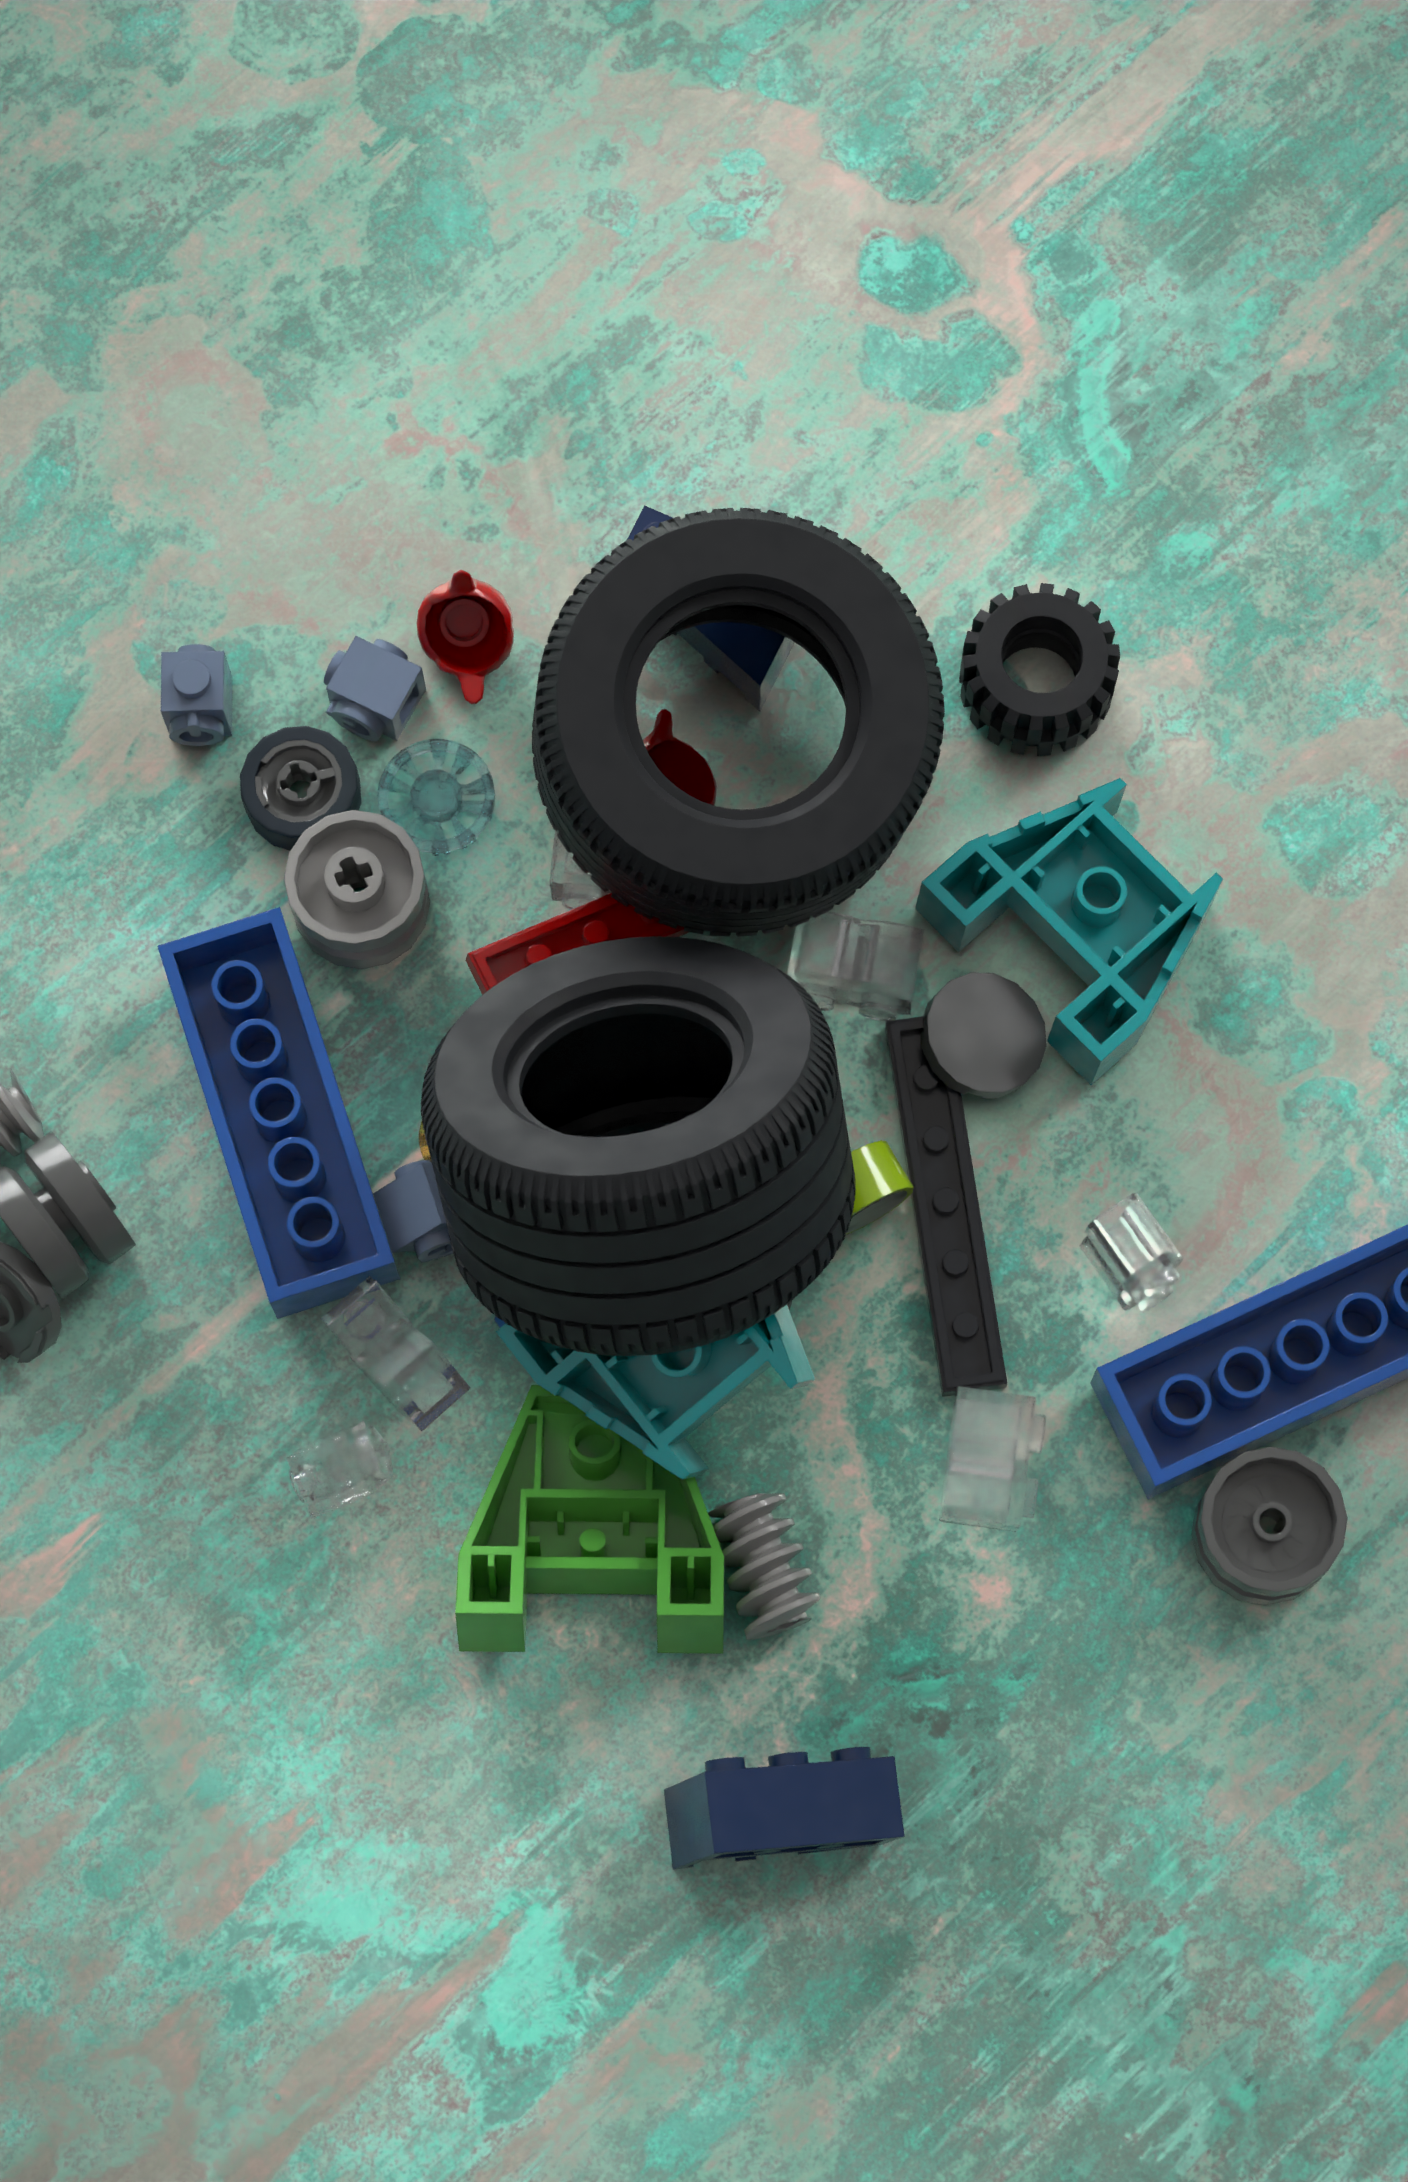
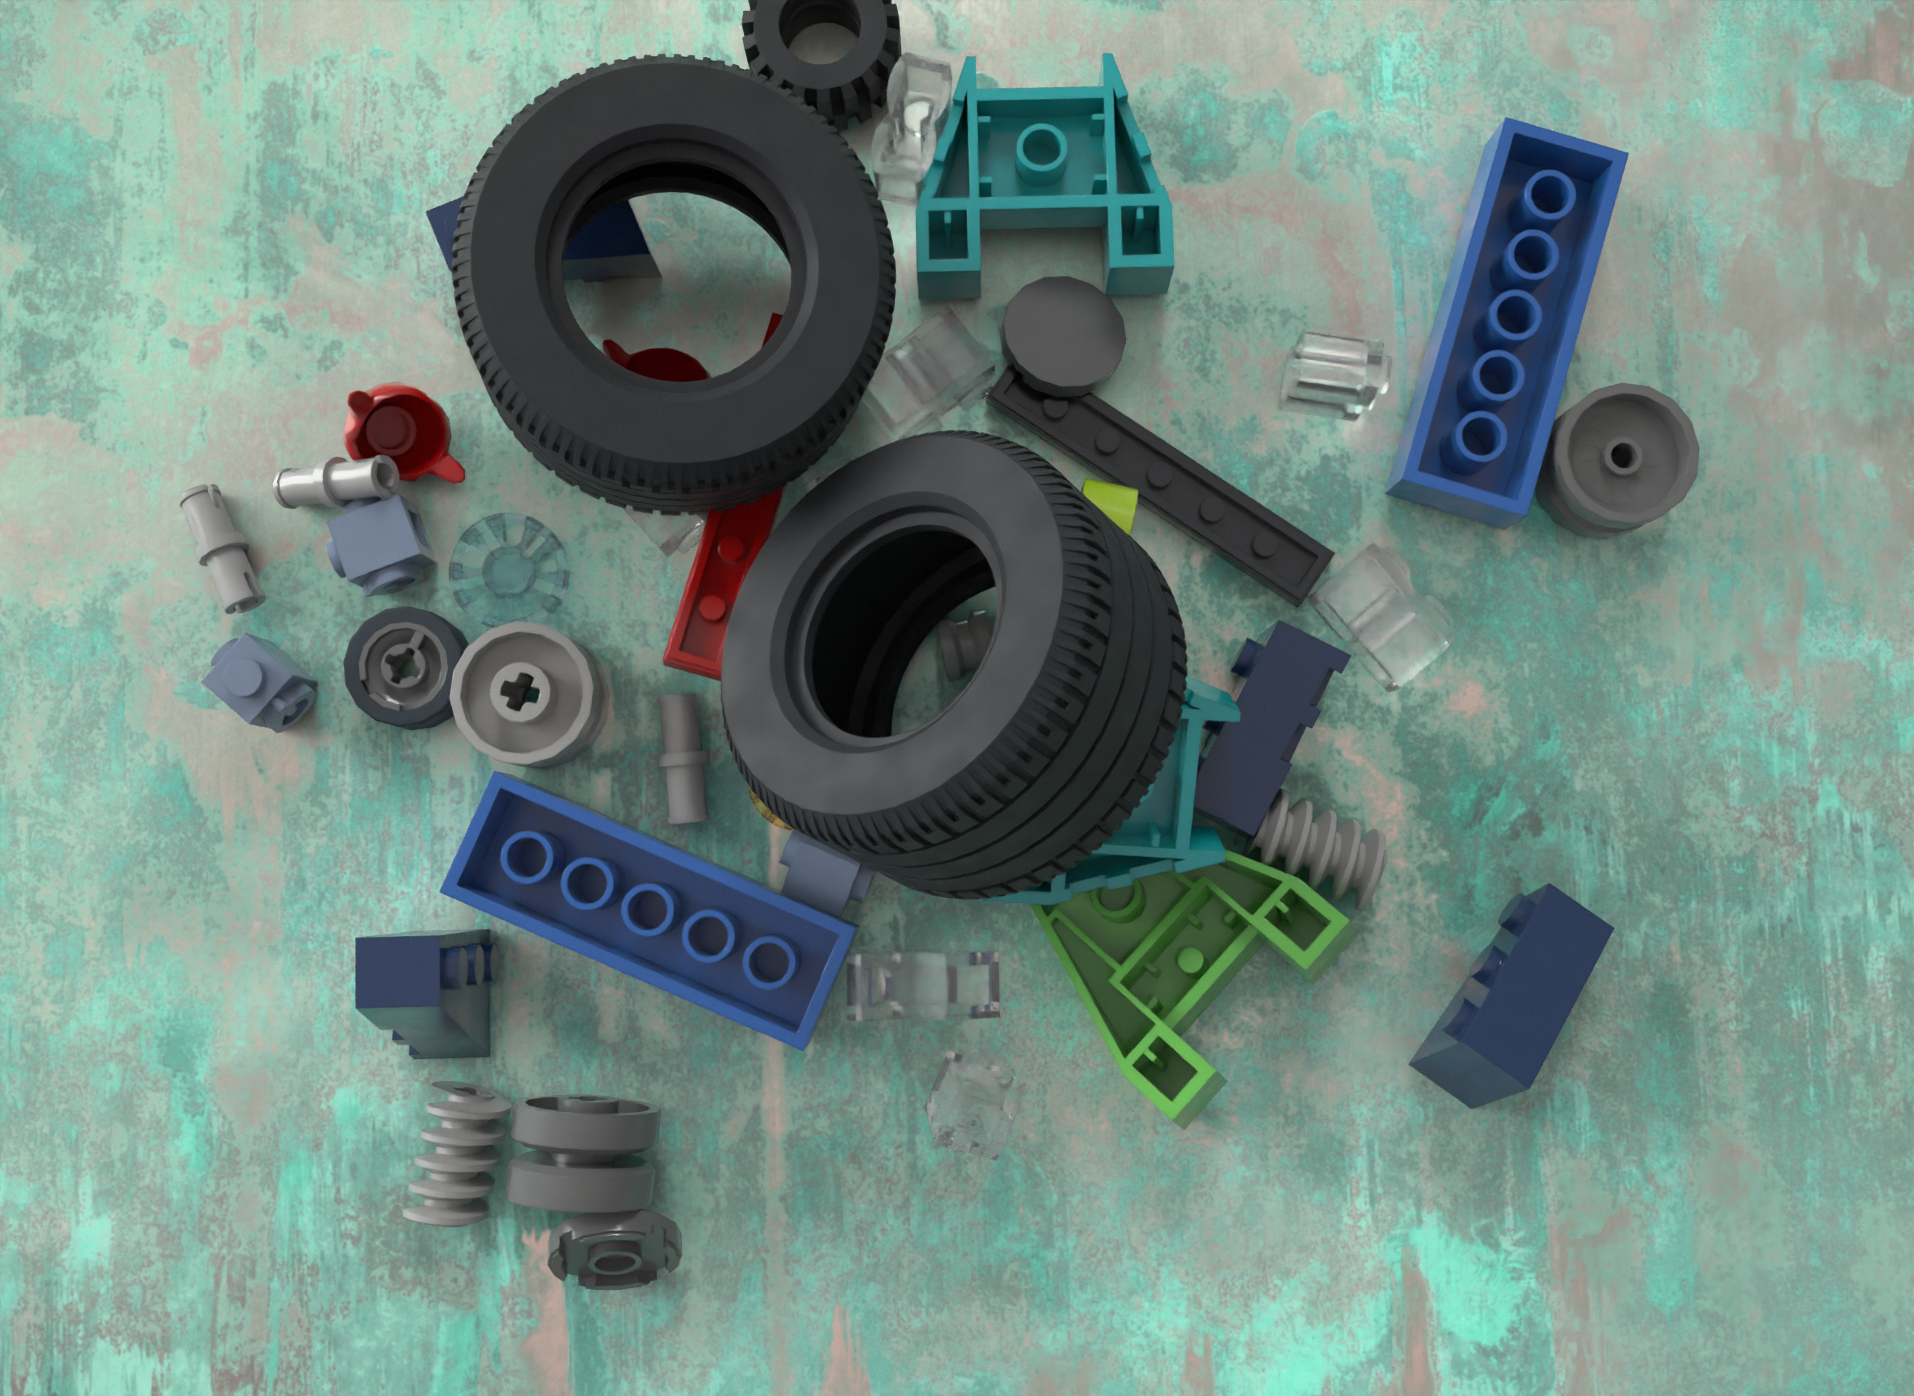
camera: 50 degrees left, 10 degrees up
(81, 1004) = (429, 989): none -> dark blue wedge
(269, 583) = (221, 549): none -> light grey pin
(390, 617) = (336, 482): none -> light grey pin
(410, 1039) = (683, 758): none -> light grey pin
(815, 1435) = (1277, 699): none -> dark blue wedge
(1042, 781) = (908, 135): none -> clear brick

